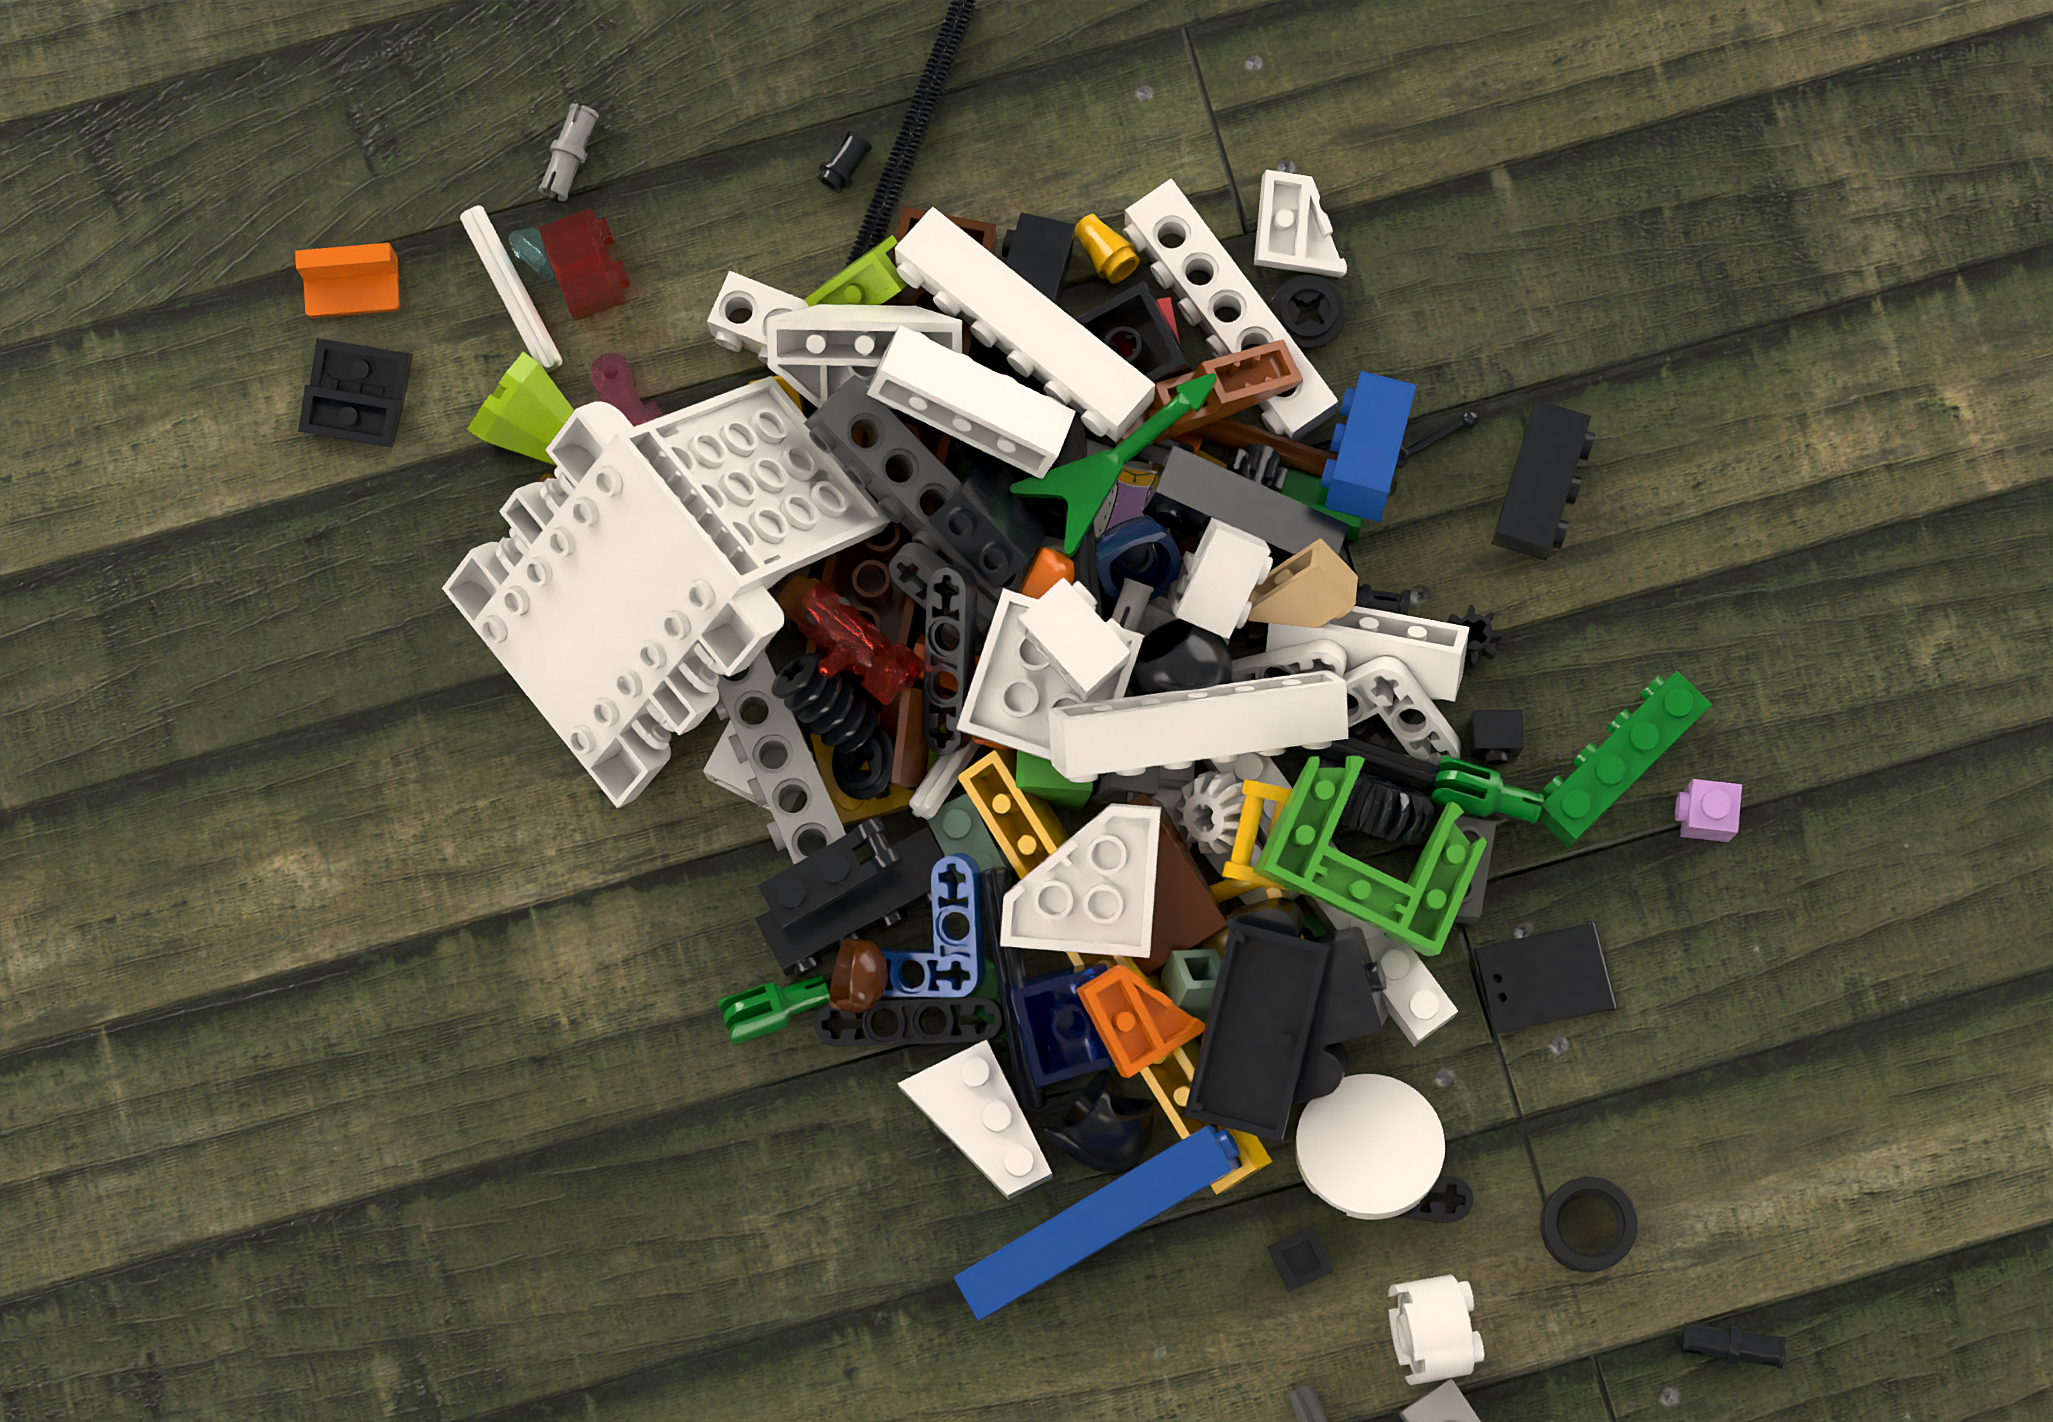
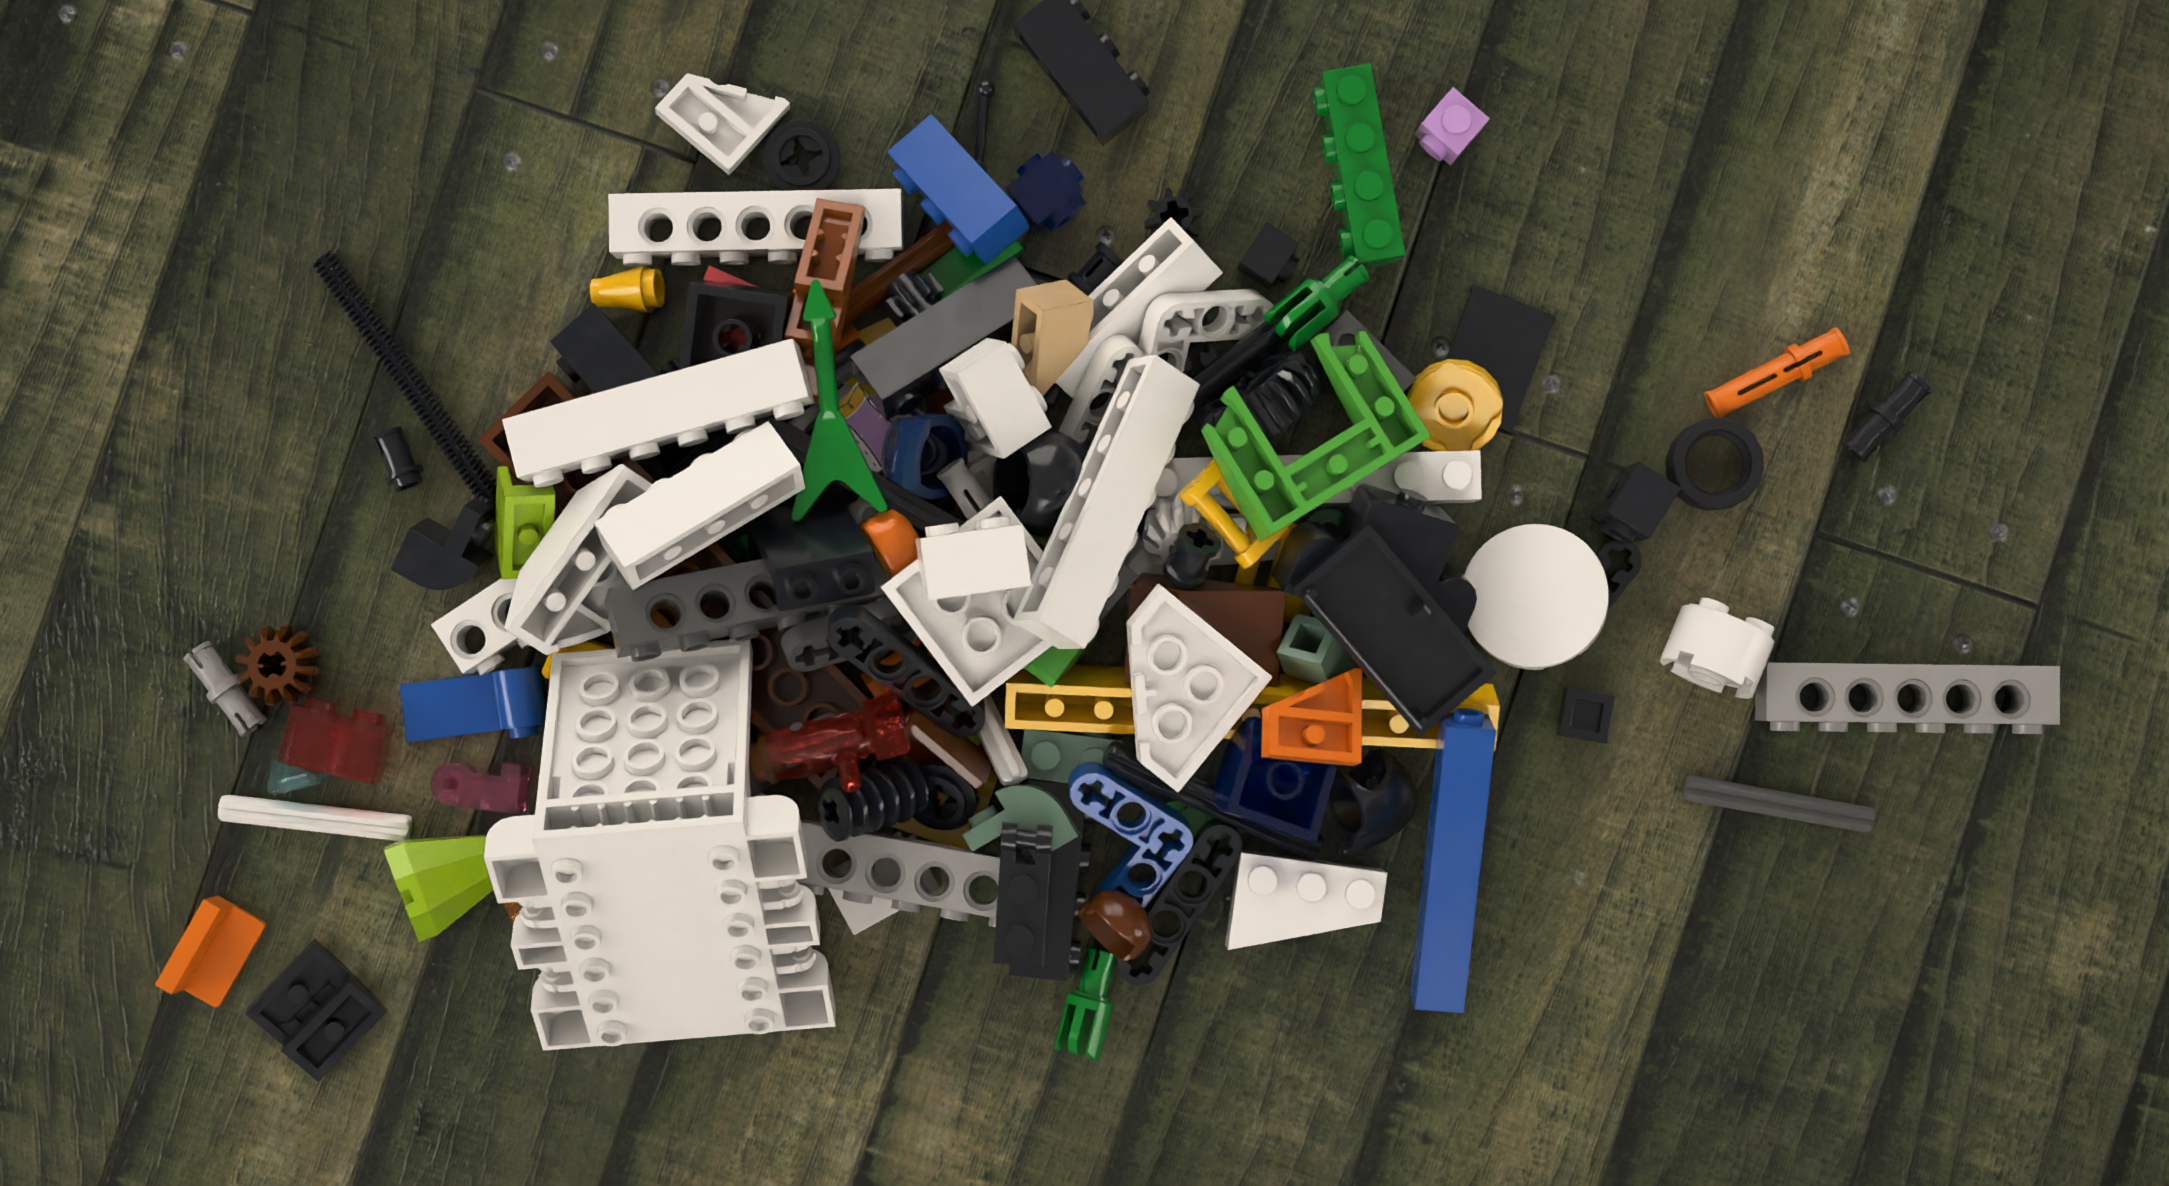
camera: 65 degrees left, 10 degrees up
(603, 167) = (260, 664): none -> reddish brown gear
(685, 348) = (475, 705): none -> blue door
(791, 248) = (447, 557): none -> black brick
(903, 830) = (1027, 806): none -> sand green brick
(1202, 823) = (1194, 549): none -> black bush
(1421, 521) = (1048, 191): none -> clear blue brick
(1483, 984) = (1457, 405): none -> yellow tile
(1504, 1172) = (1634, 504): none -> black brick
(1756, 1253) = (1826, 349): none -> orange pin

